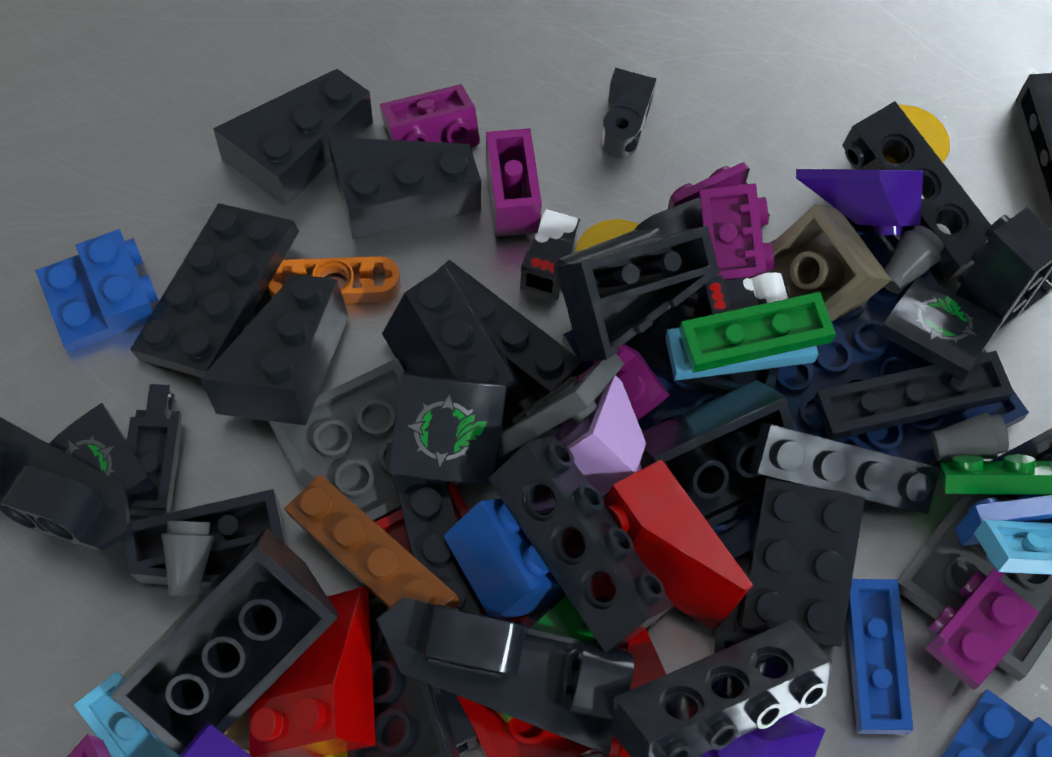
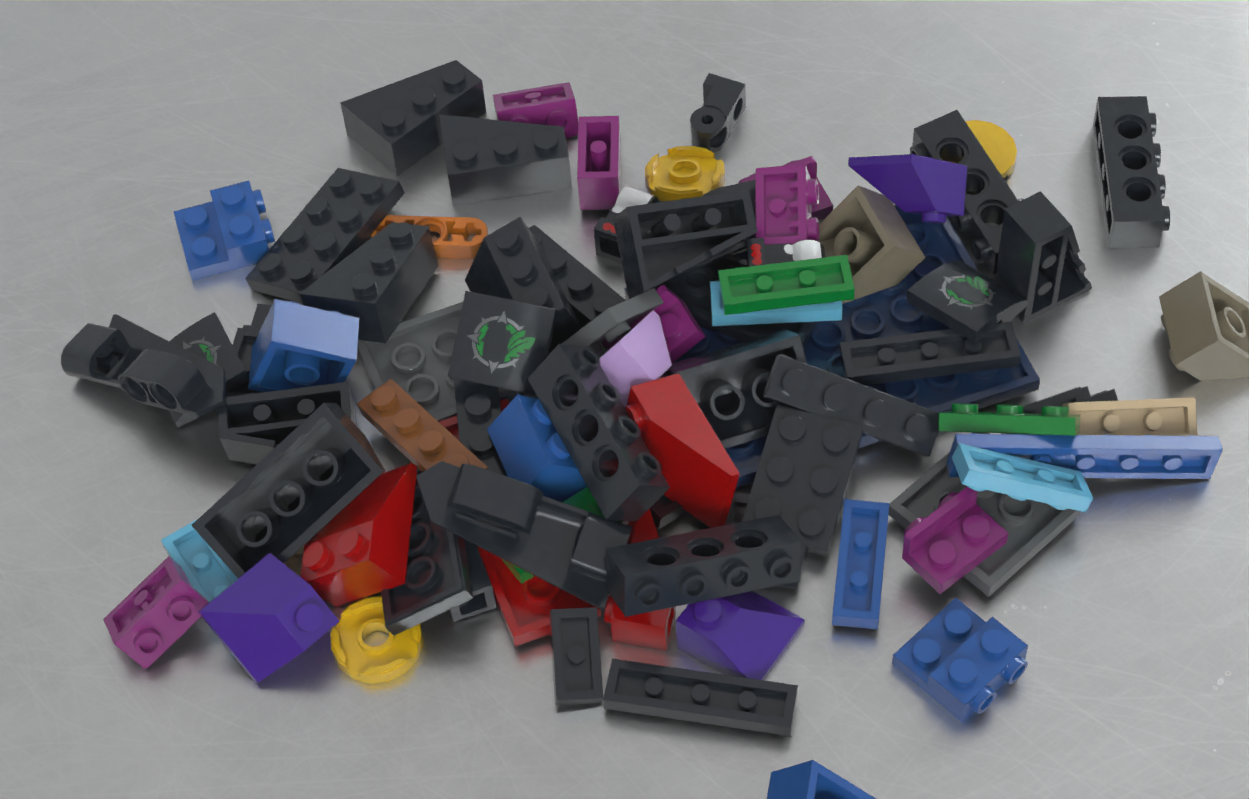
camera: 15 degrees right, 10 degrees down
(186, 556) = (267, 421): dark grey cone -> none
(214, 451) = (302, 348): none -> blue brick
(604, 189) = (684, 173): none -> yellow tile
(912, 257) = (953, 241): dark grey cone -> none
(978, 436) = (979, 388): dark grey cone -> none

